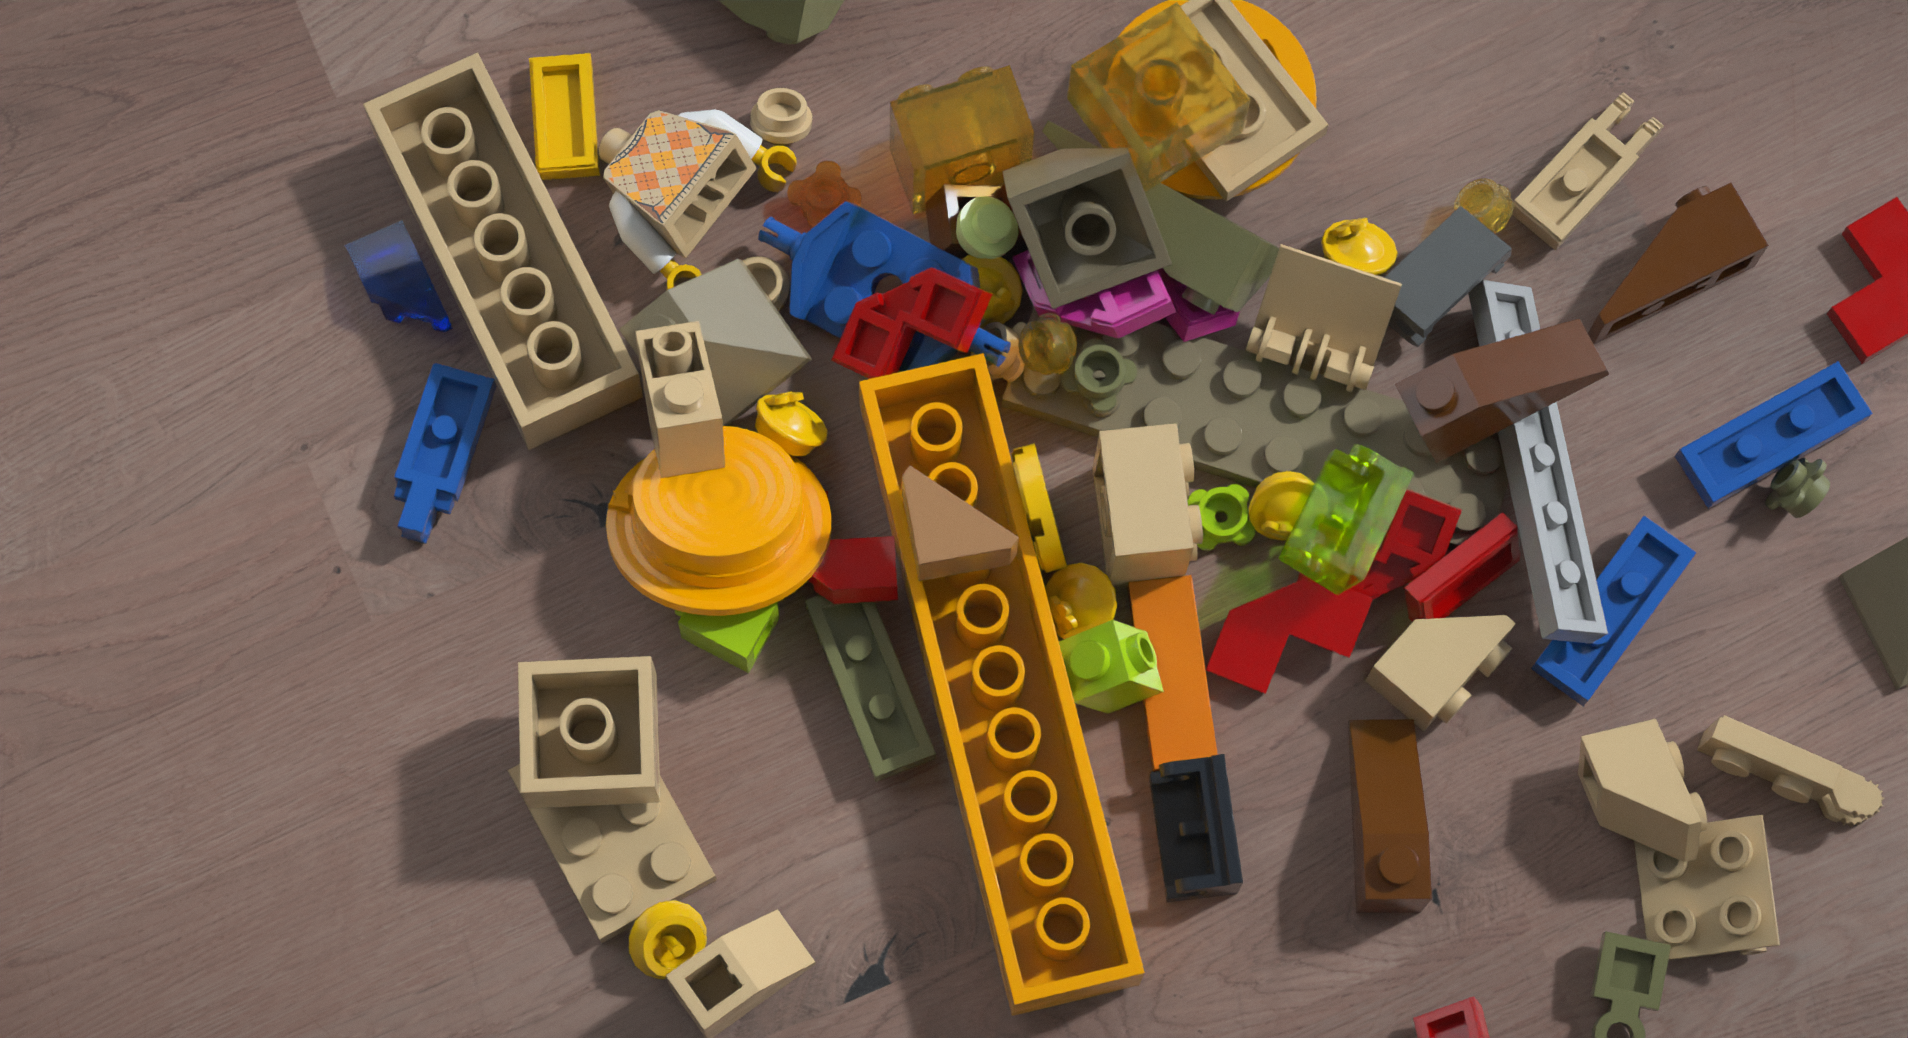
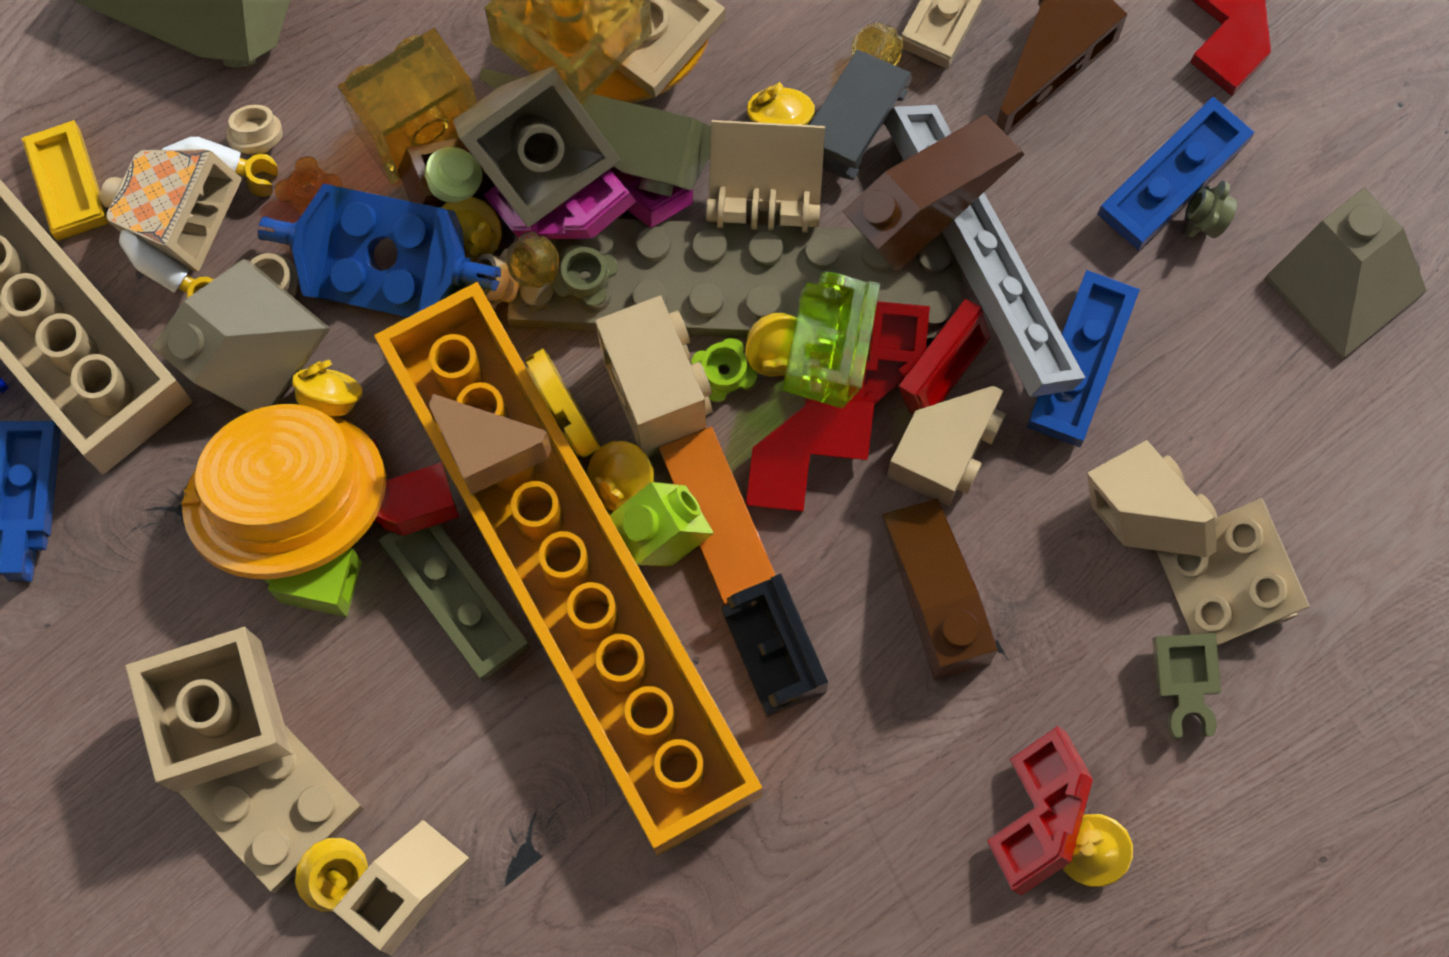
camera: 10 degrees left, 0 degrees up
(681, 399) = (217, 392): tan slope -> none
(886, 322) = (387, 280): red tile -> none
(1794, 771) = (1275, 453): tan hinge -> none

